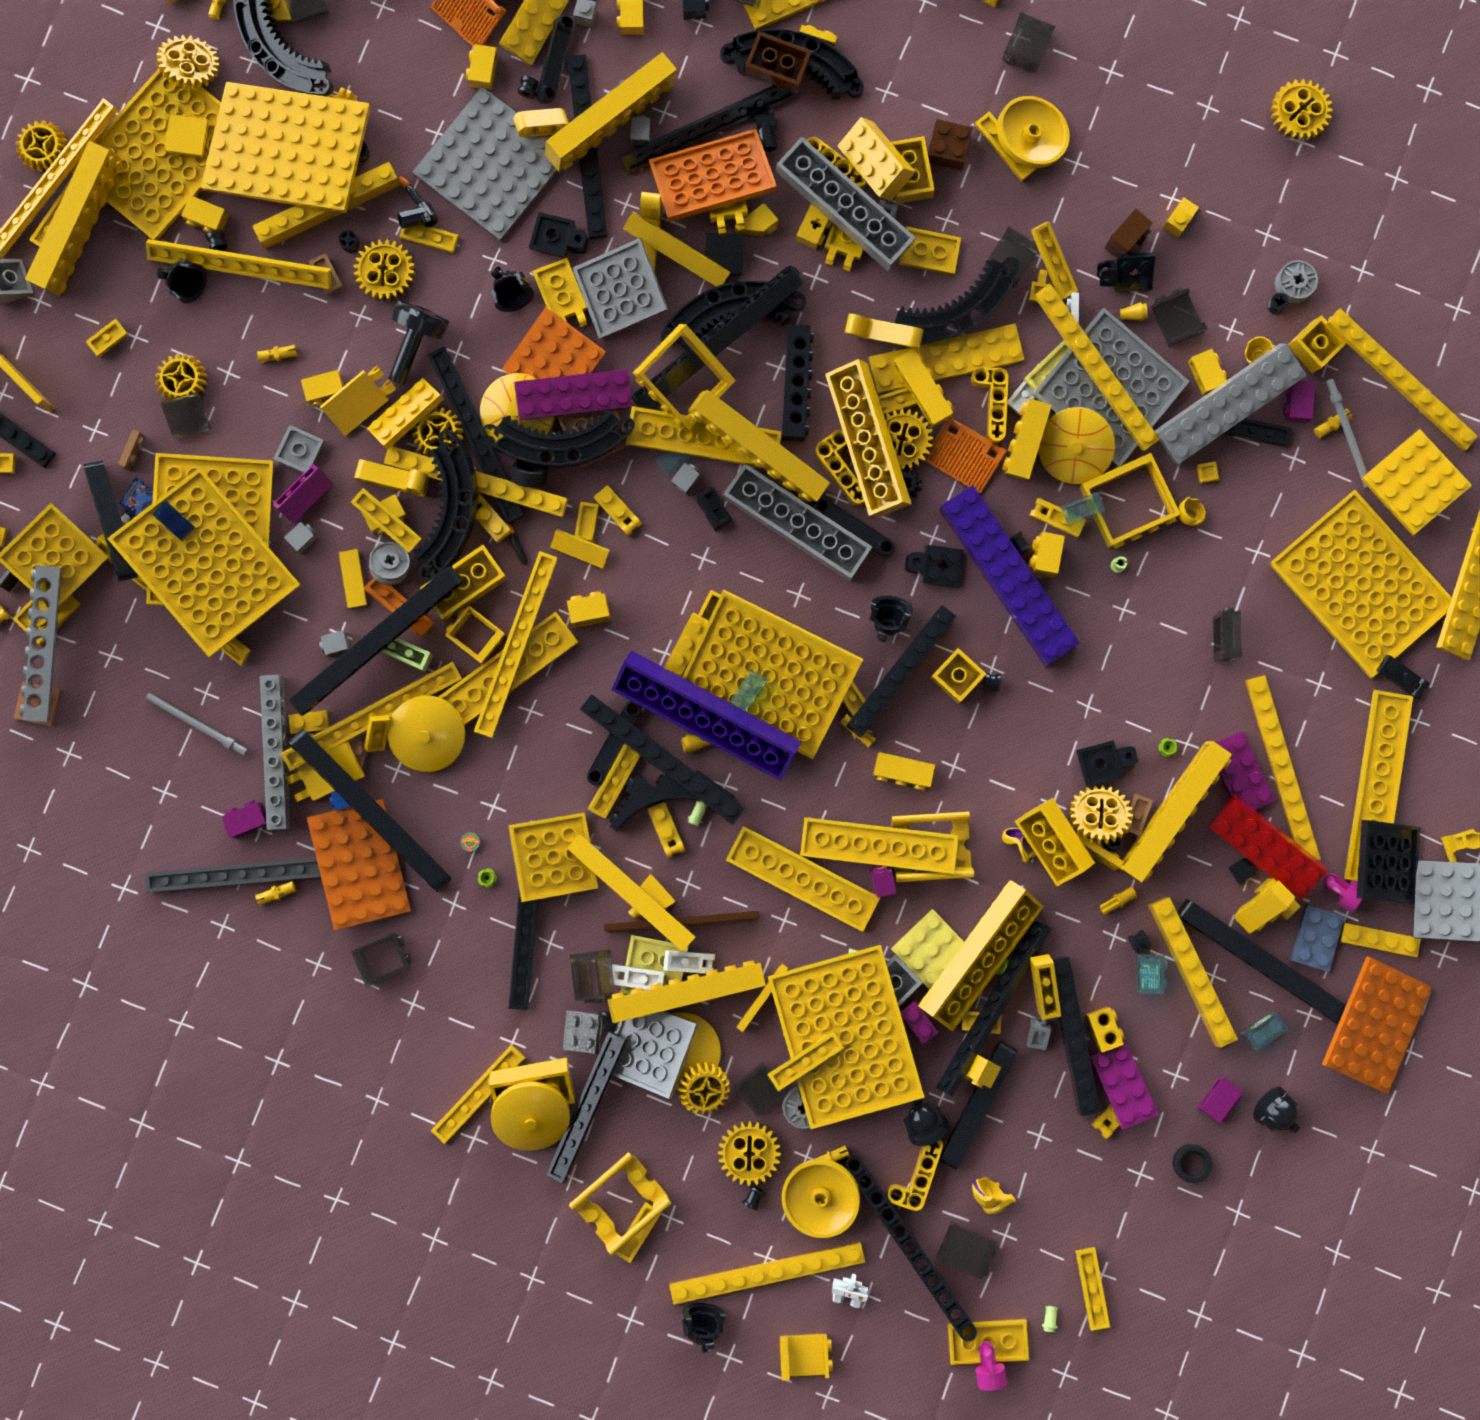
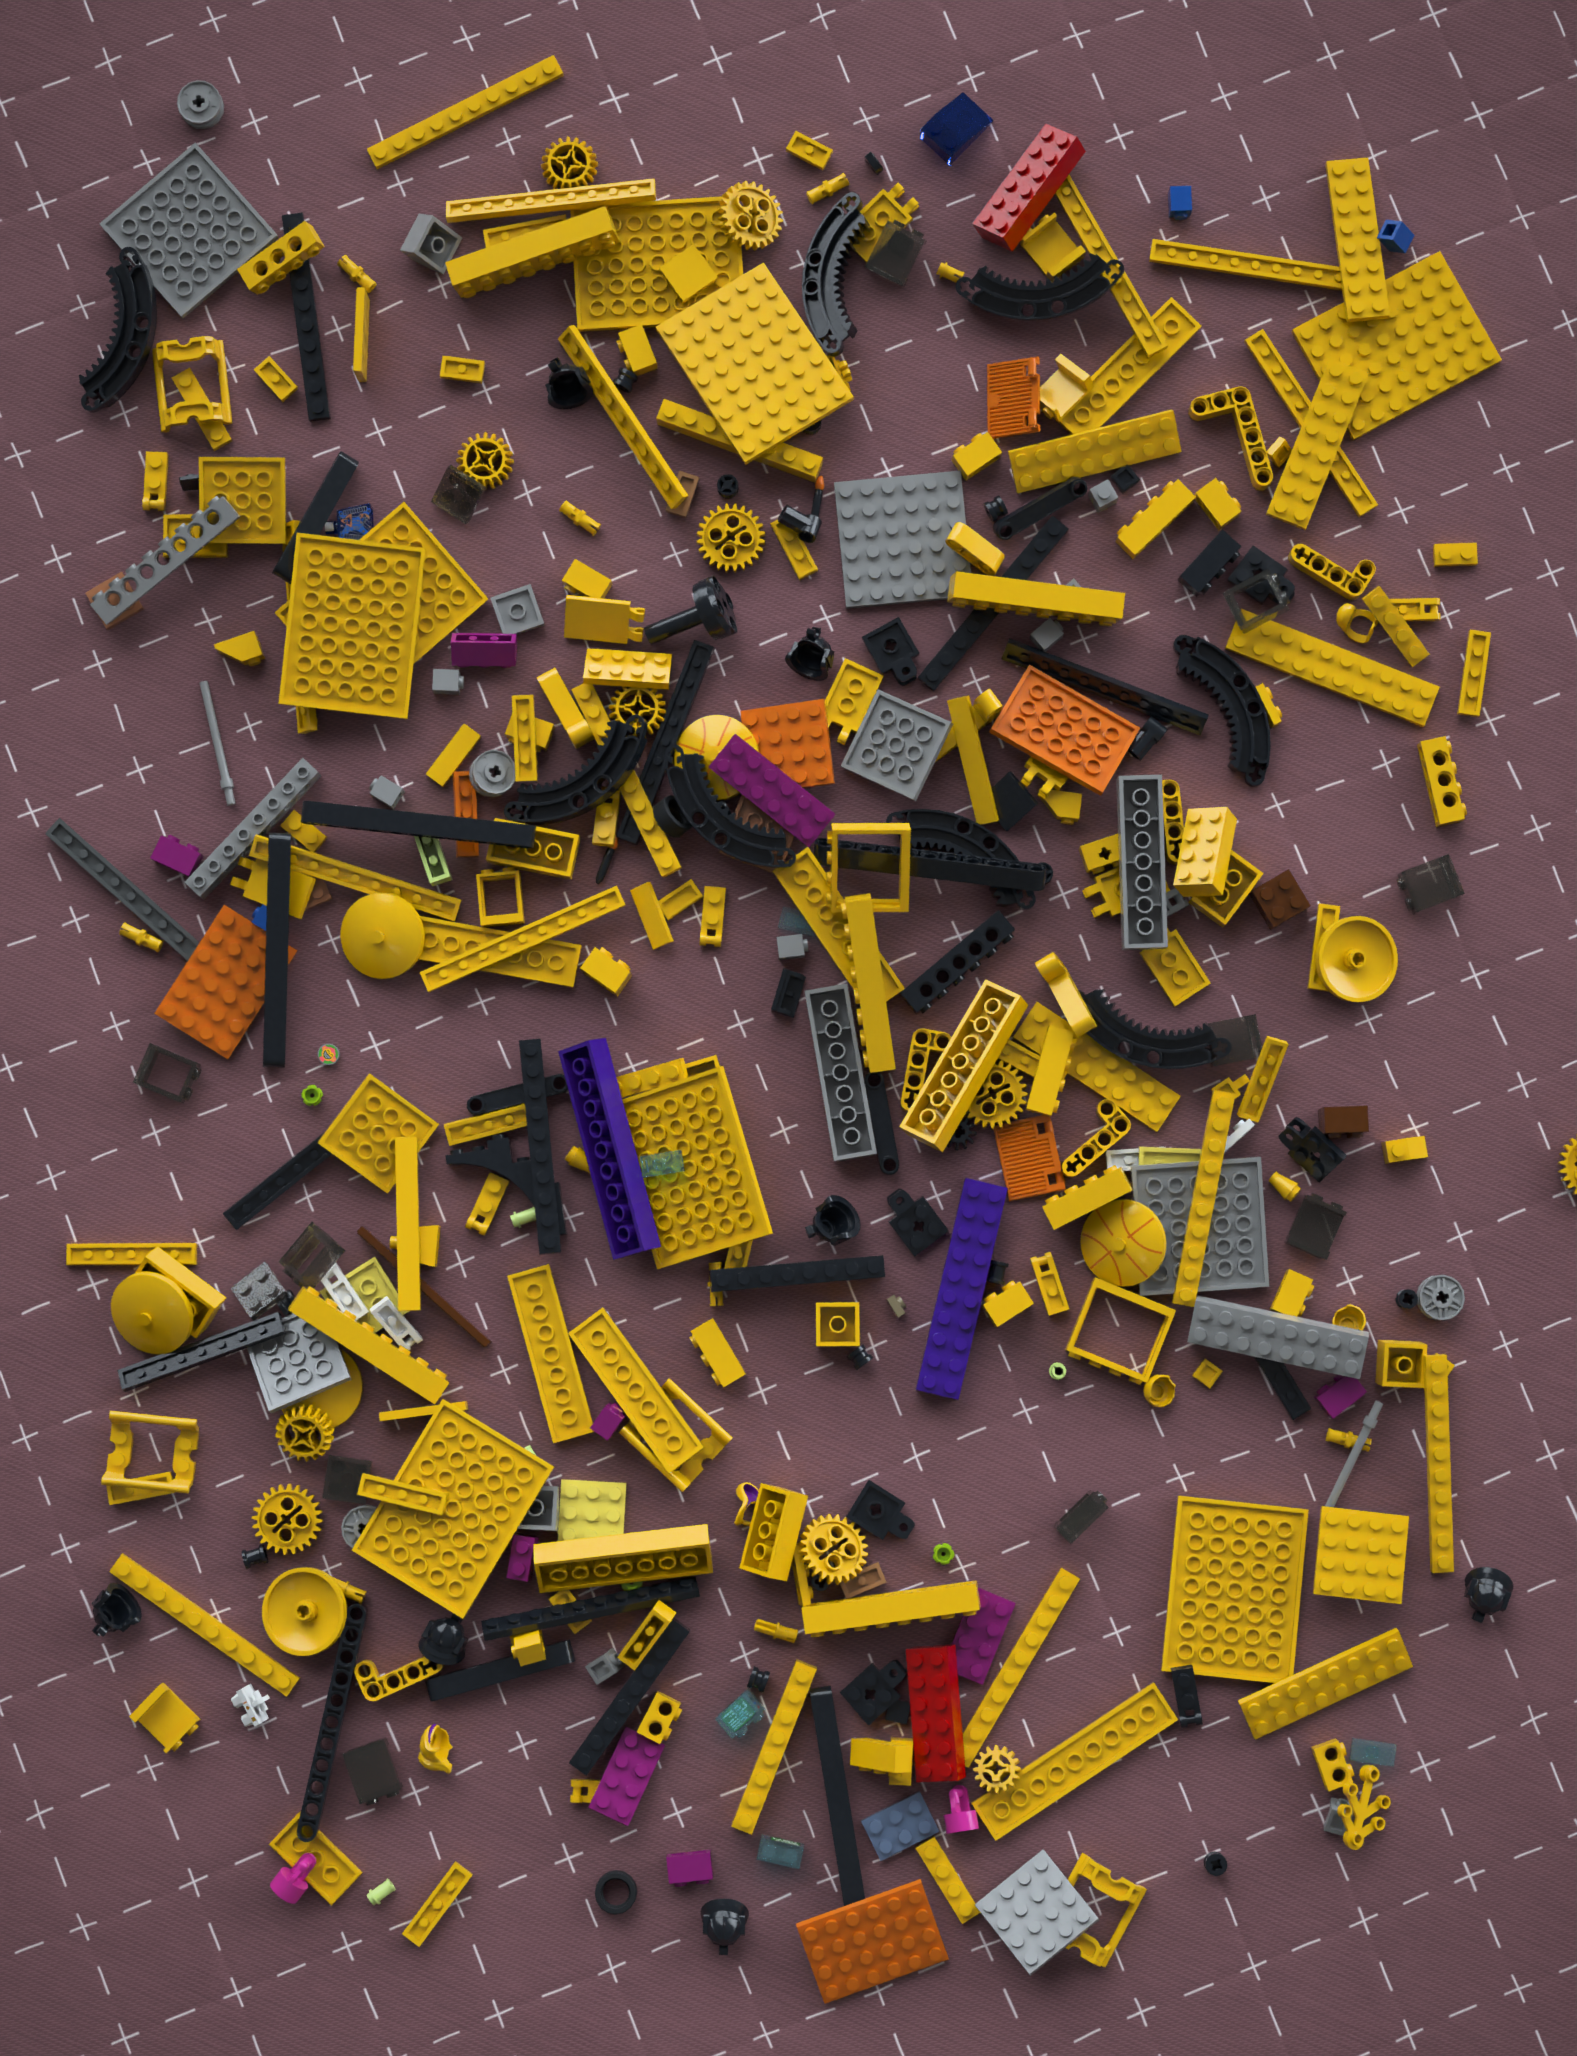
camera: 50 degrees right, 0 degrees up
(129, 456) = (381, 481): medium nougat plate -> none
(150, 650) = (243, 649): none -> yellow slope
(173, 520) = (361, 570): clear blue plate -> none
(377, 733) = (344, 896): yellow plate -> none
(778, 62) = (1208, 695): reddish brown brick -> none
(981, 627) = (897, 1305): none -> dark tan plate
(1083, 508) = (1073, 1298): clear light blue brick -> none
(1215, 863) = (882, 1682): none -> black plate
(1331, 850) = (987, 1769): none -> yellow gear
(1388, 861) = (1016, 1824): black plate -> none

